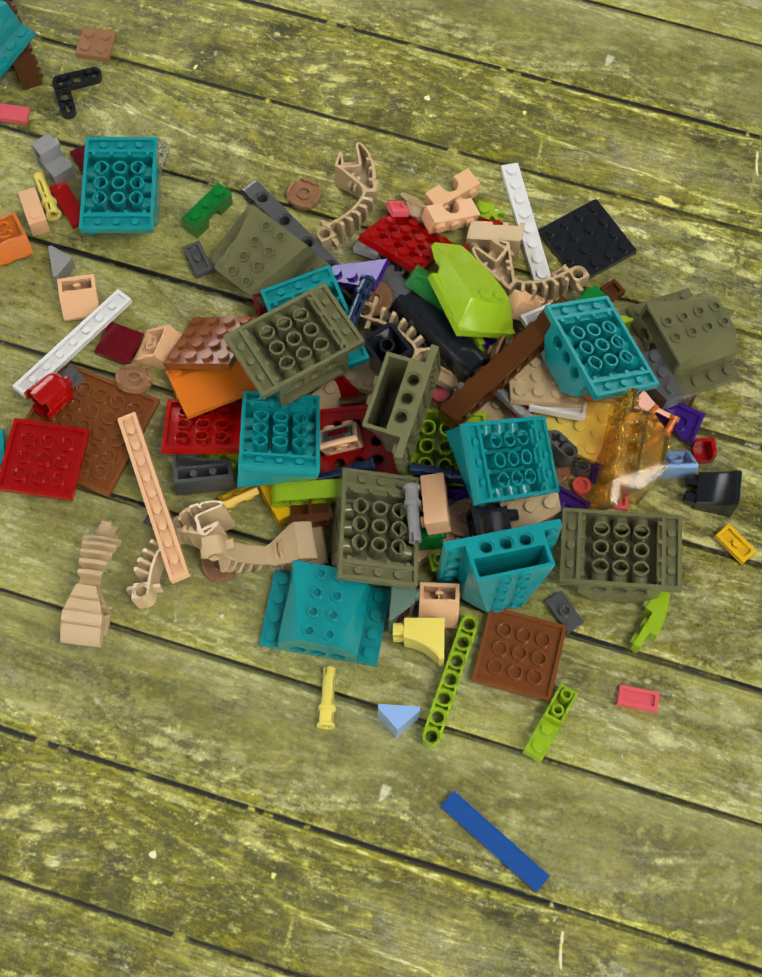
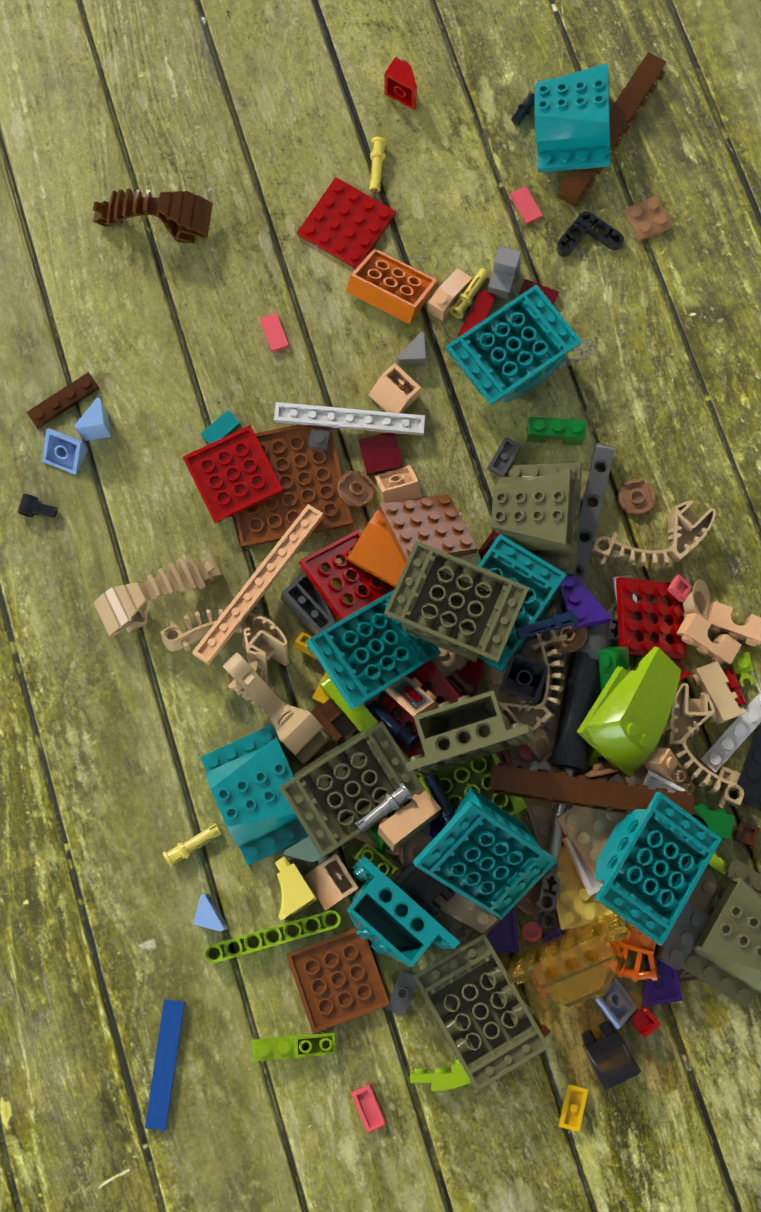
camera: 60 degrees right, 10 degrees up
(50, 395) = (288, 438): red cylinder -> none

